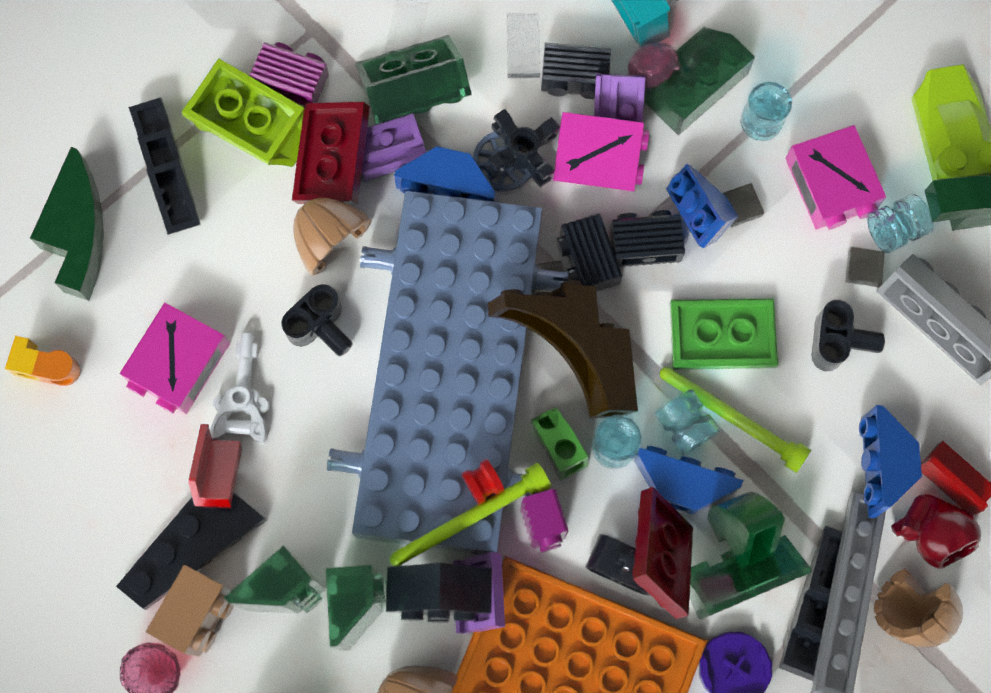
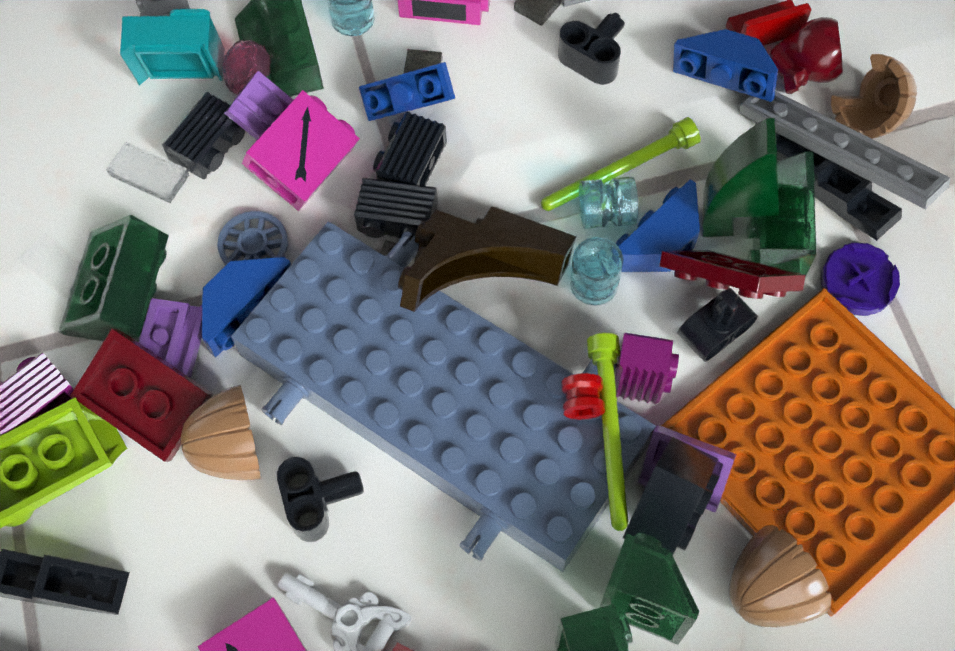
camera: 60 degrees left, 10 degrees down
(532, 139) = (254, 214): black pin -> none
(560, 443) = (565, 322): bright green leg -> none
(723, 334) = (536, 140): bright green tile -> none

